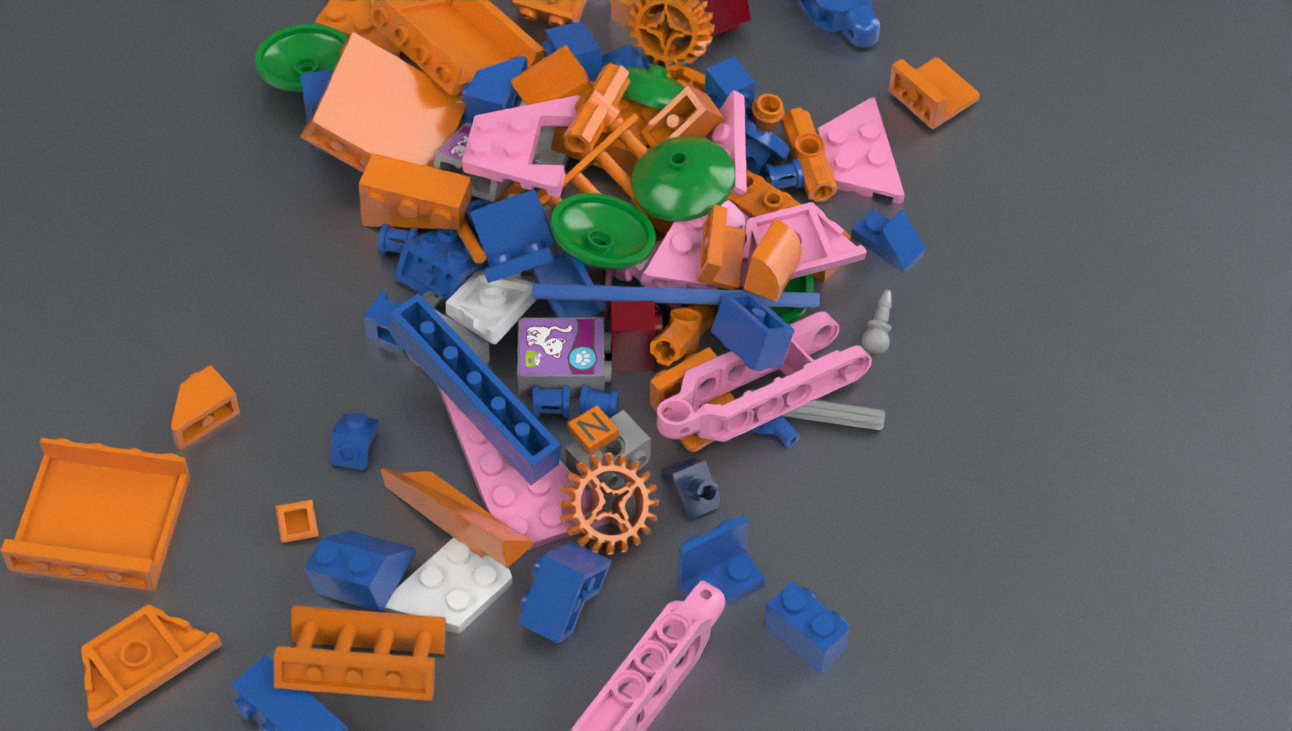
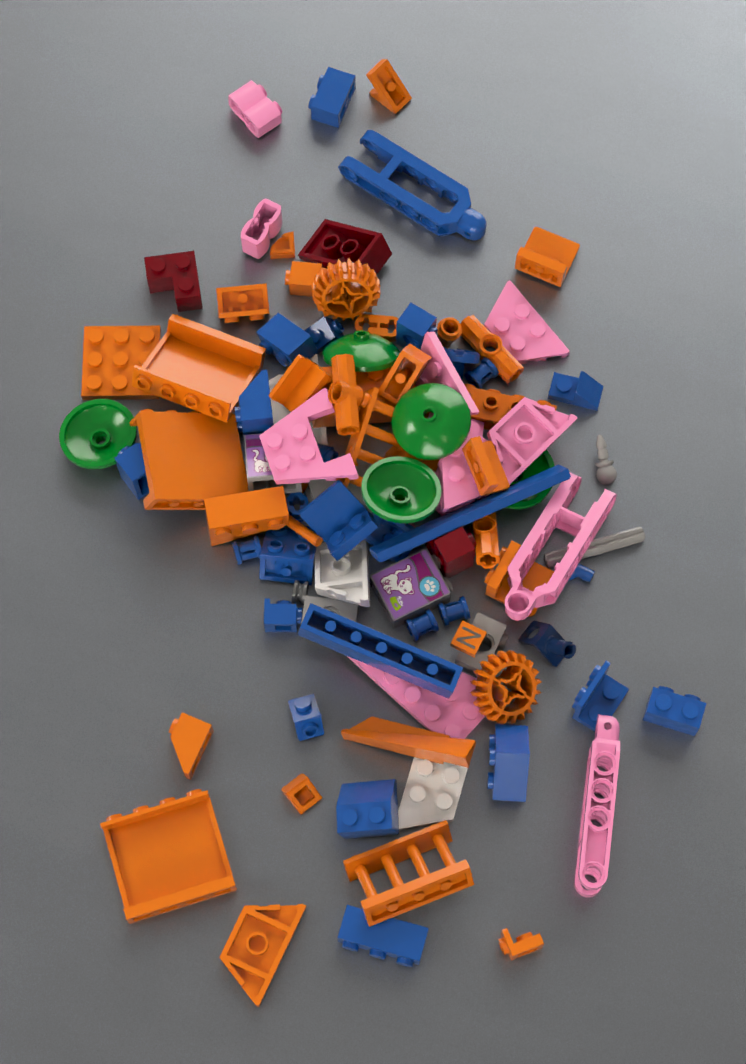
camera: 25 degrees left, 15 degrees up
(752, 331) = (540, 520): blue brick -> none
(773, 261) = (528, 462): orange brick -> none

